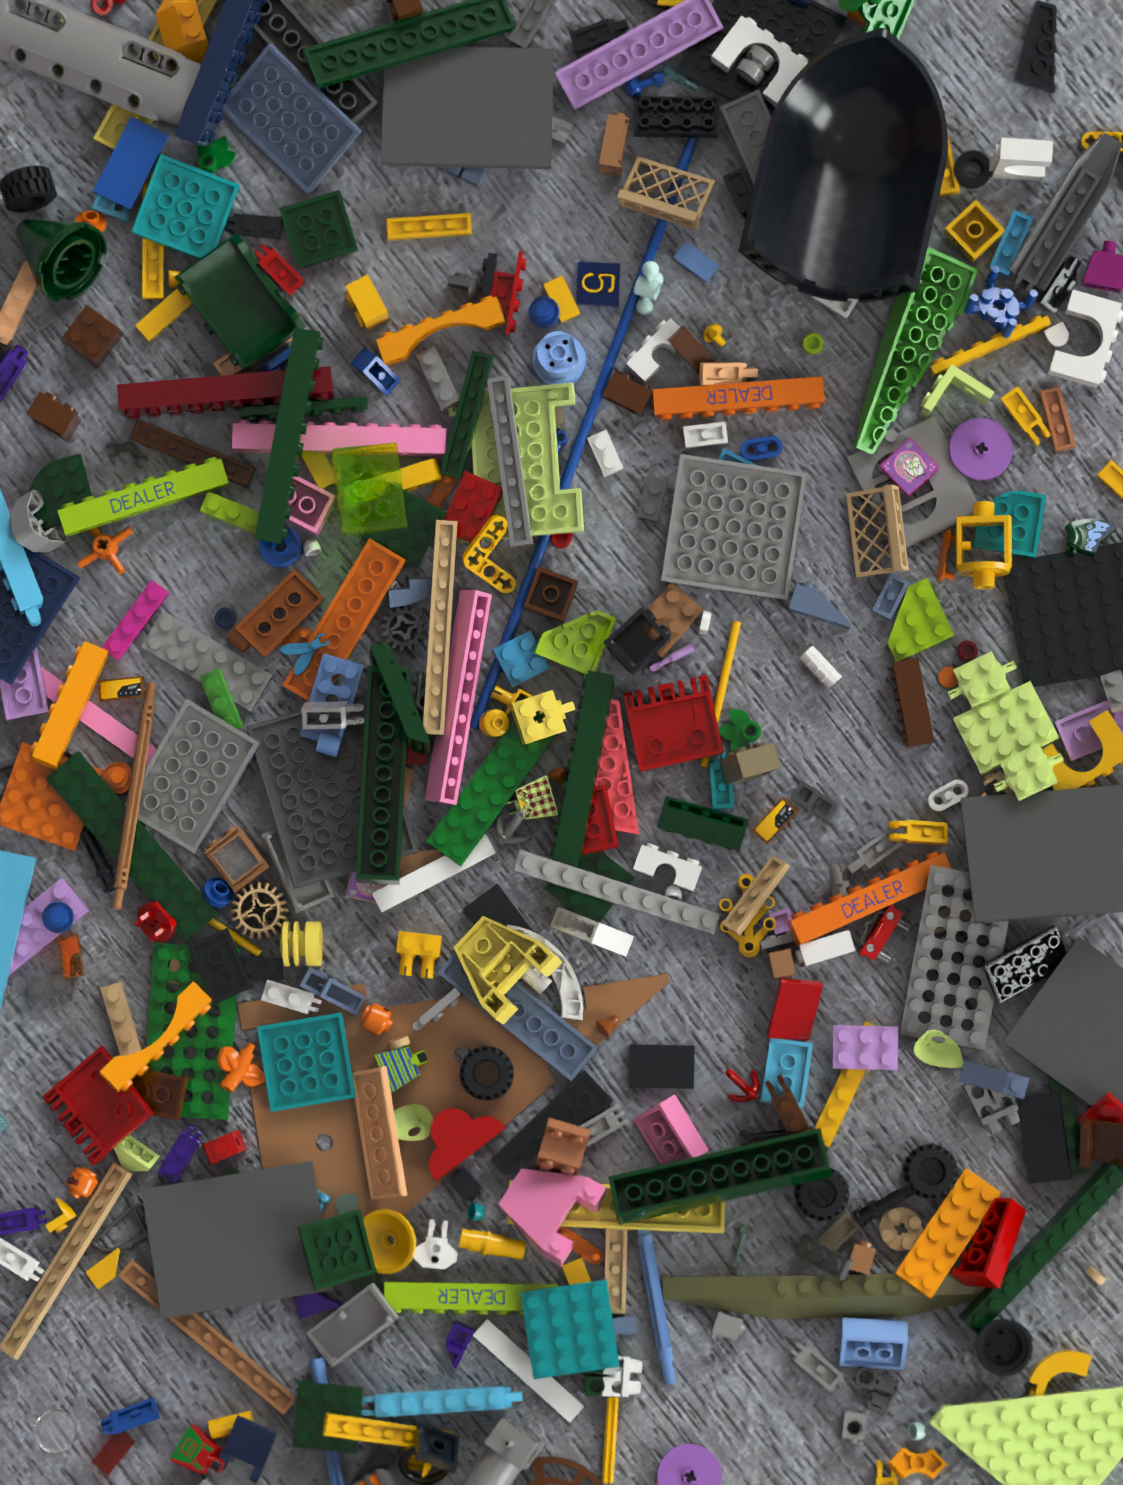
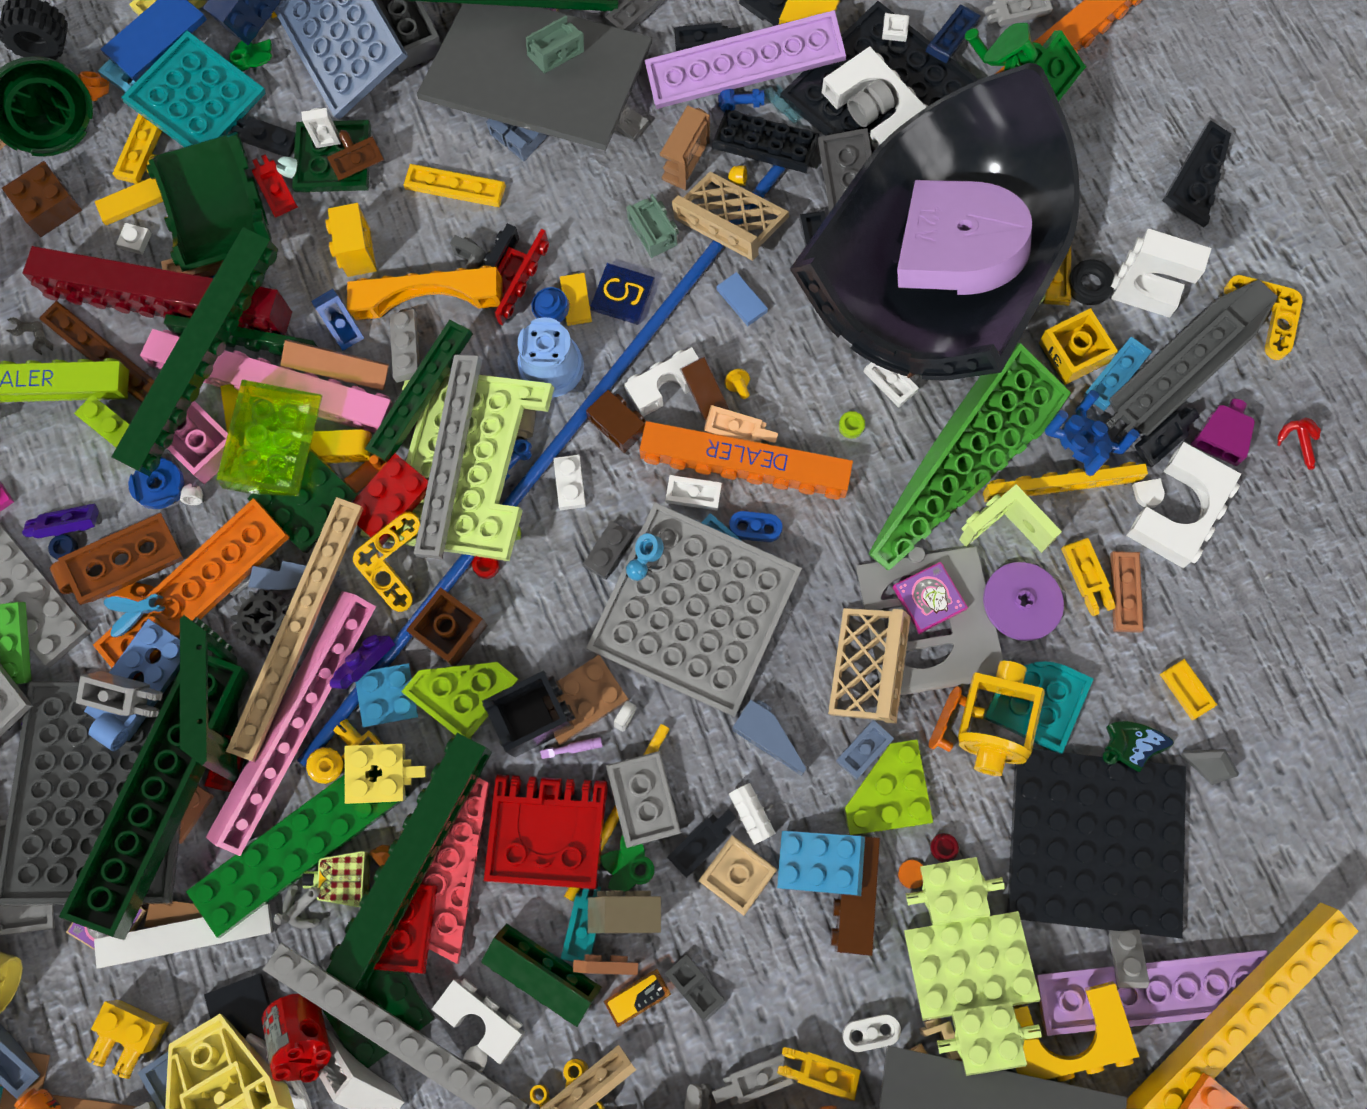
camera: 15 degrees right, 10 degrees down
(178, 347) = (133, 238): none -> white plate
(218, 598) = (62, 521): none -> dark purple hinge
(288, 251) = (287, 167): none -> light aqua hinge
(310, 213) = (320, 127): none -> white plate
(344, 229) = (354, 156): none -> reddish brown plate
(390, 411) = (334, 364): none -> nougat tile
(479, 85) = (554, 44): none -> sand green hinge
(496, 638) = (361, 661): none -> dark purple hinge
(545, 913) = (295, 1039): none -> red cylinder
(605, 219) = (653, 226): none -> sand green hinge
(648, 287) = (677, 306): light aqua piece -> none
(661, 154) = (738, 175): none -> yellow hinge
(683, 509) = (637, 568): none -> dark azure plate
(737, 679) = (643, 799): none -> light grey tile
(754, 801) = (594, 965): none -> nougat plate
(789, 699) = (701, 843): none -> black hinge
(822, 714) = (737, 875): none -> tan tile
(860, 171) = (963, 237): none -> lavender piece
(880, 687) = (821, 862): none -> dark azure plate

